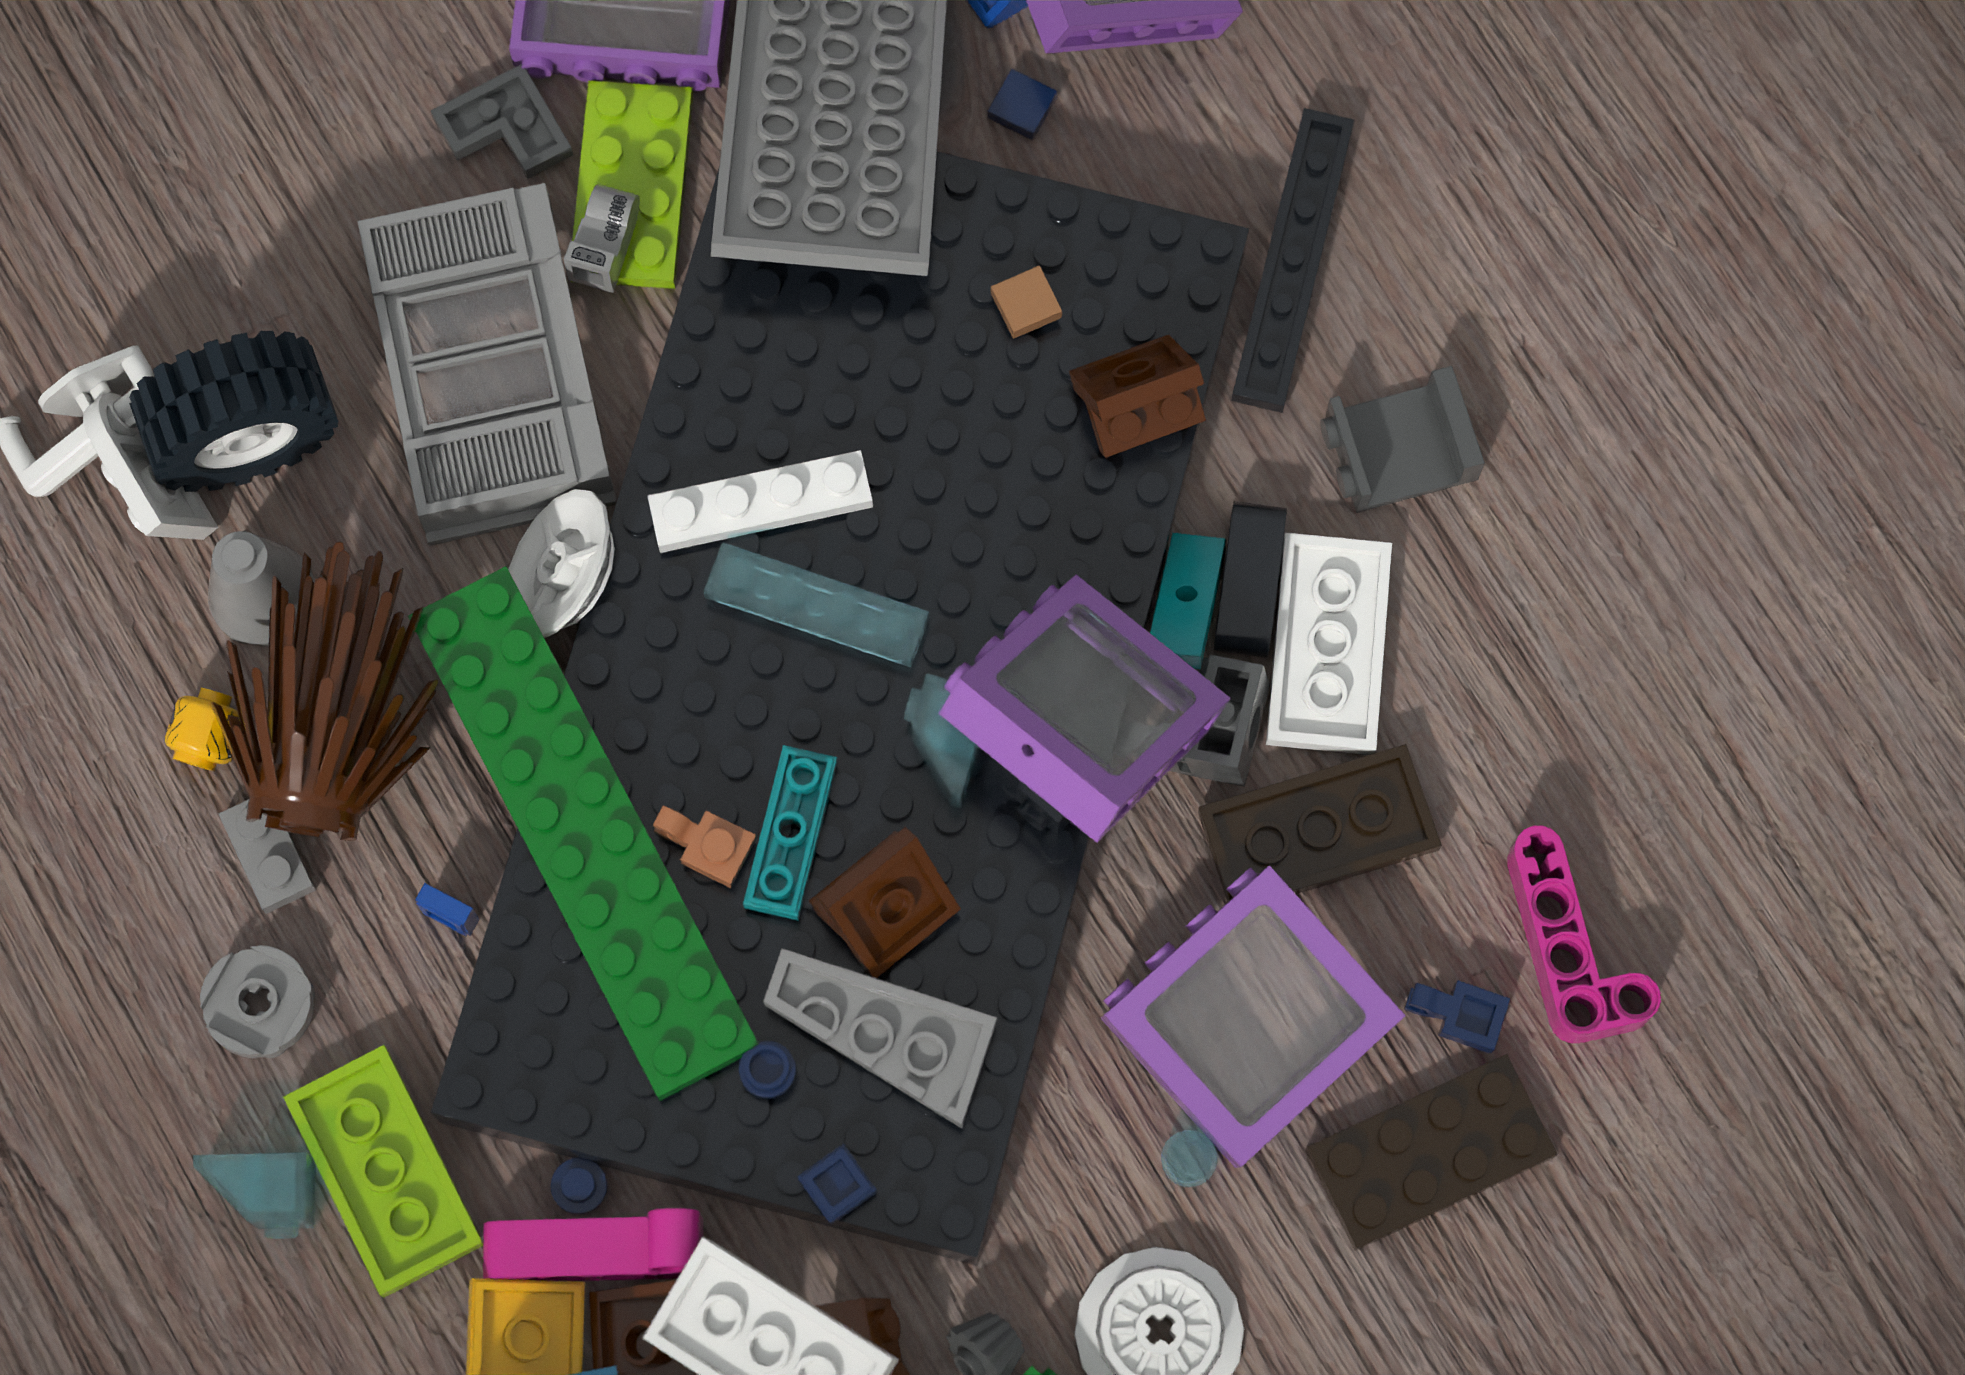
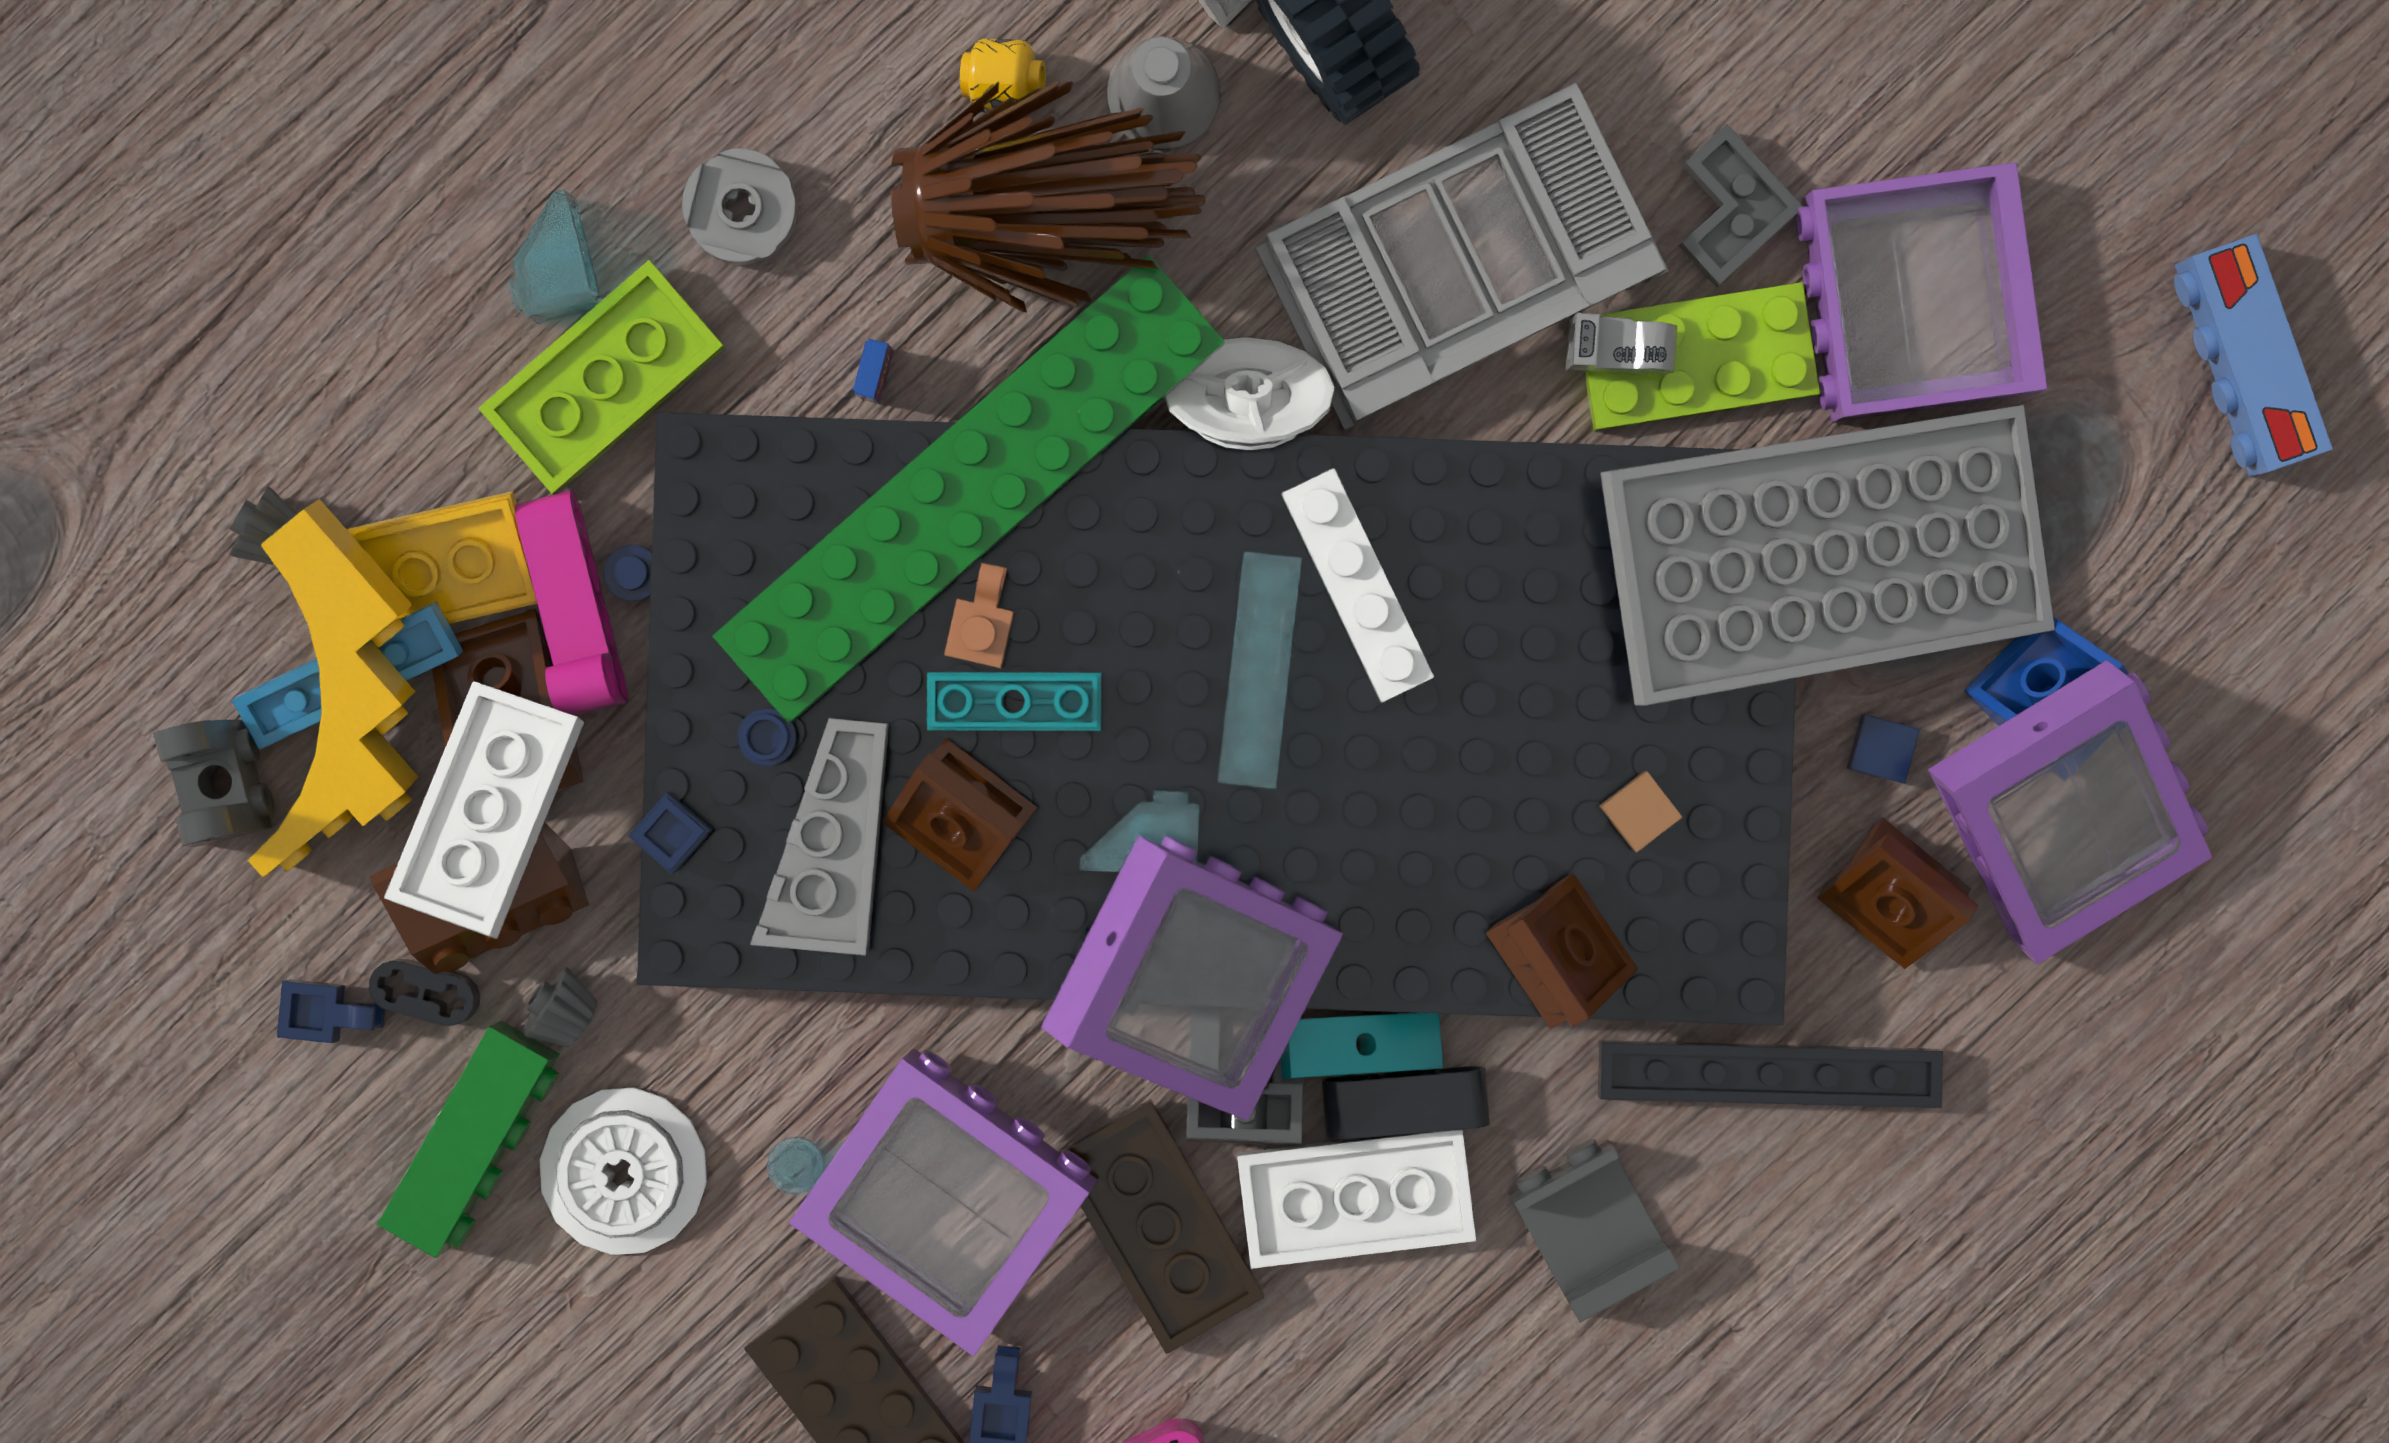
camera: 75 degrees right, 15 degrees up
(267, 859) = (870, 184): light grey plate -> none
(1156, 114) = (1898, 896): none -> reddish brown bracket

